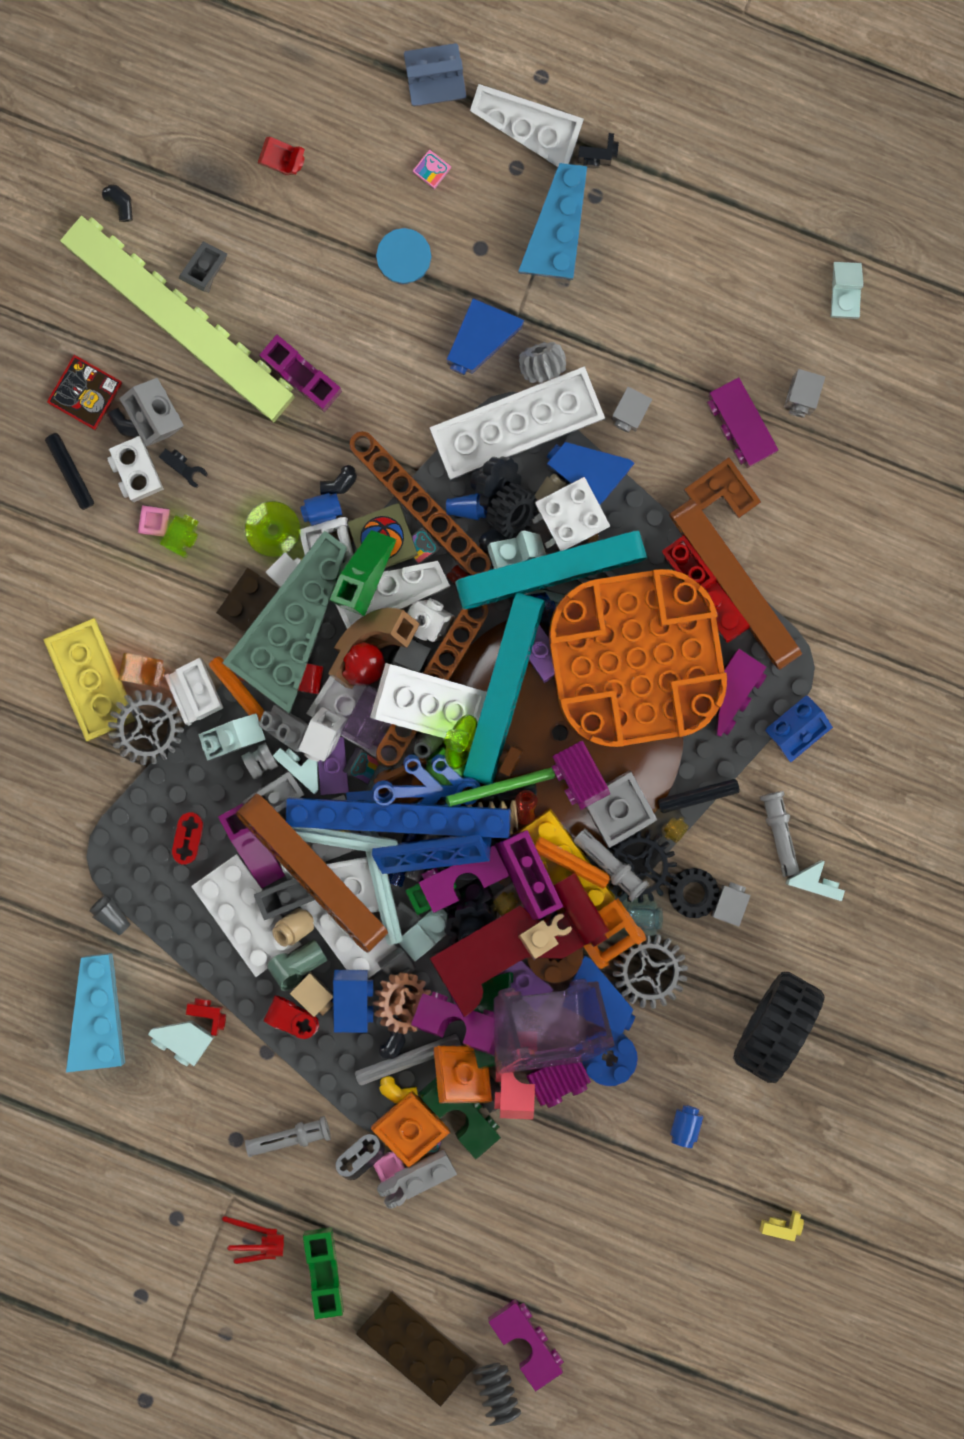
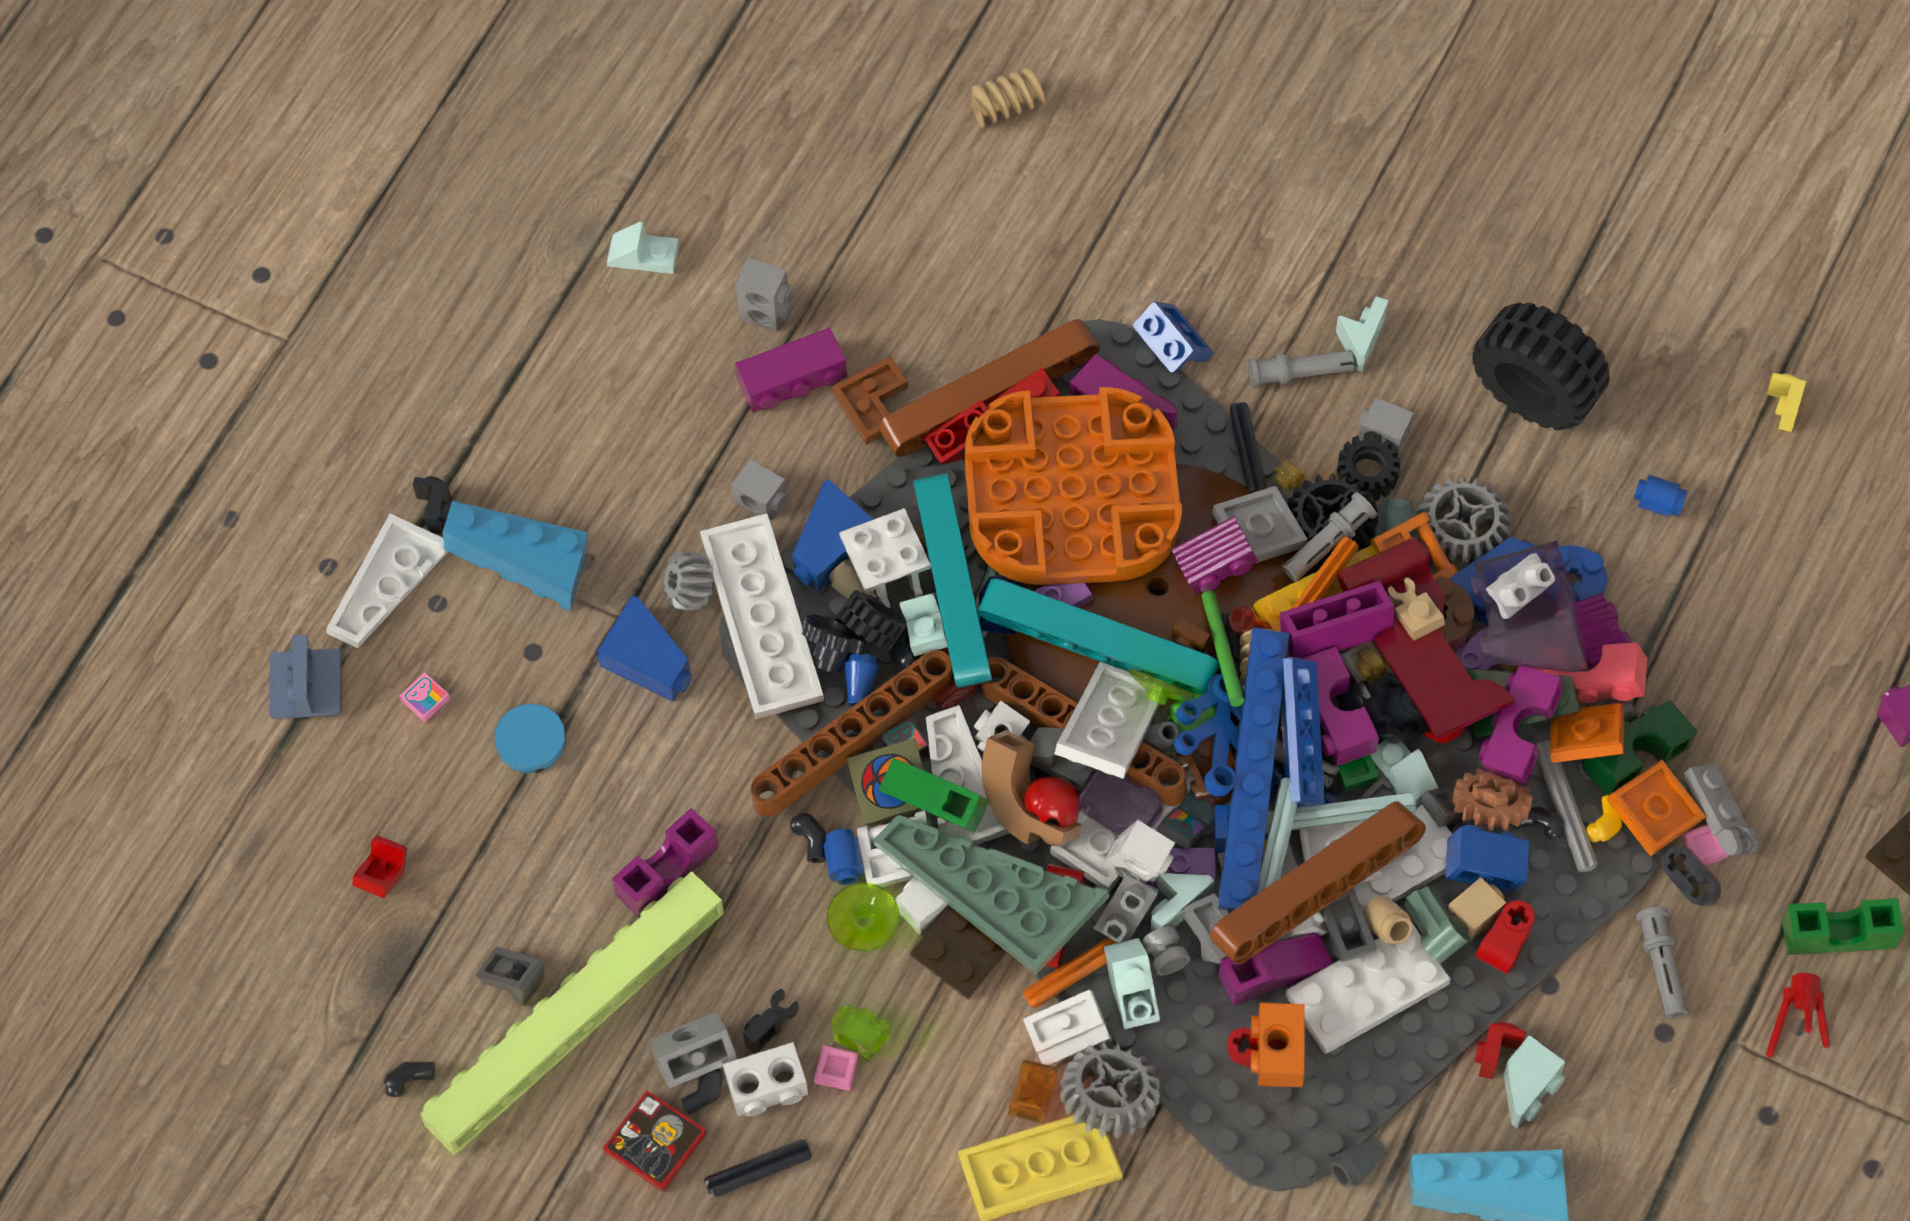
camera: 80 degrees left, 25 degrees down
(166, 851) = (1281, 1023): none -> orange brick
(574, 1017) = (1520, 585): none -> white hips

